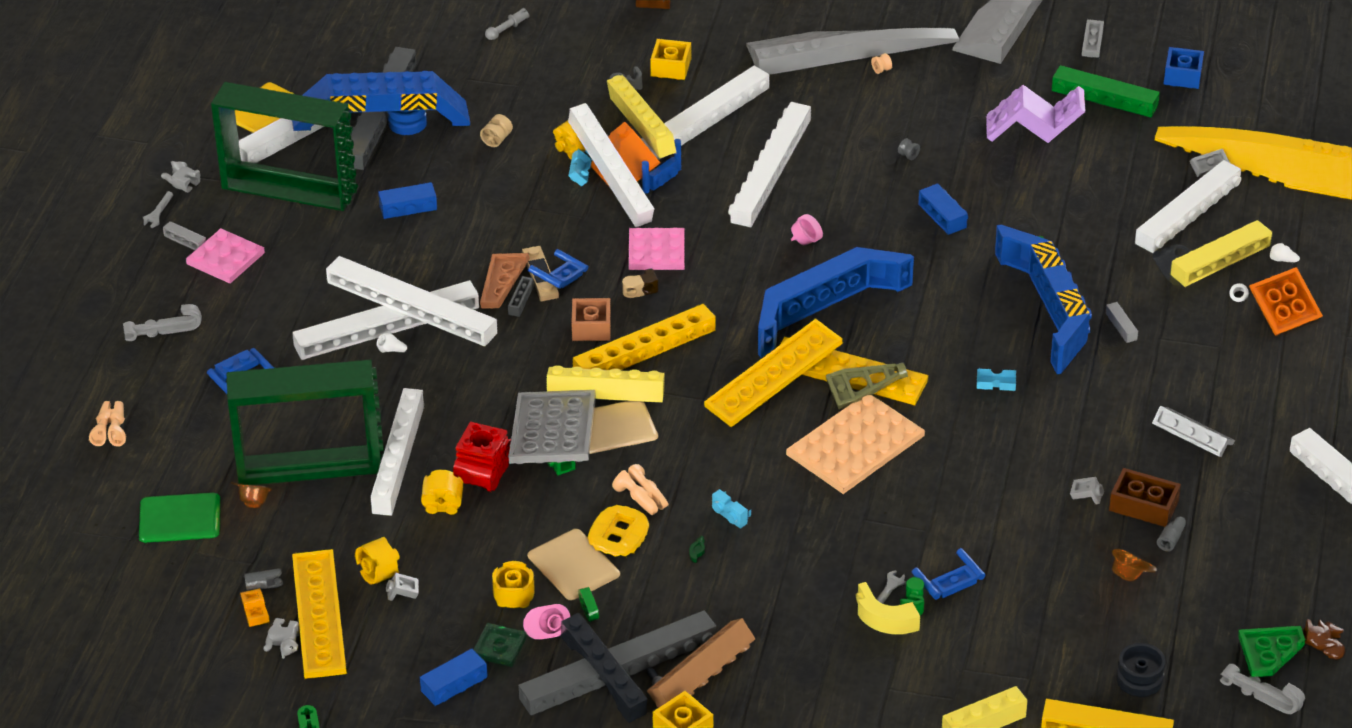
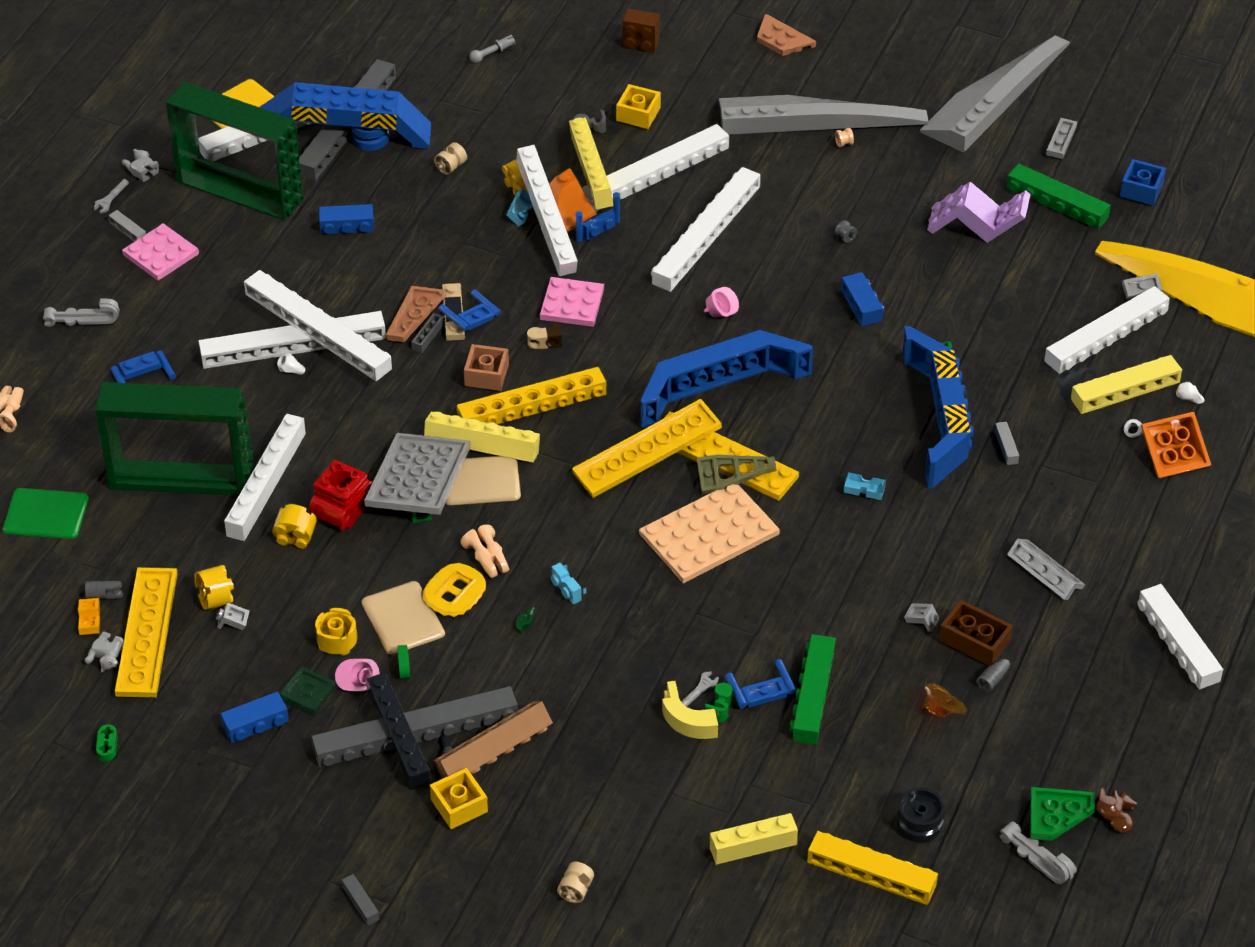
camera: 10 degrees right, 5 degrees up
(252, 495) = (116, 500): clear orange piece -> none
(1002, 571) = (813, 689): none -> green brick

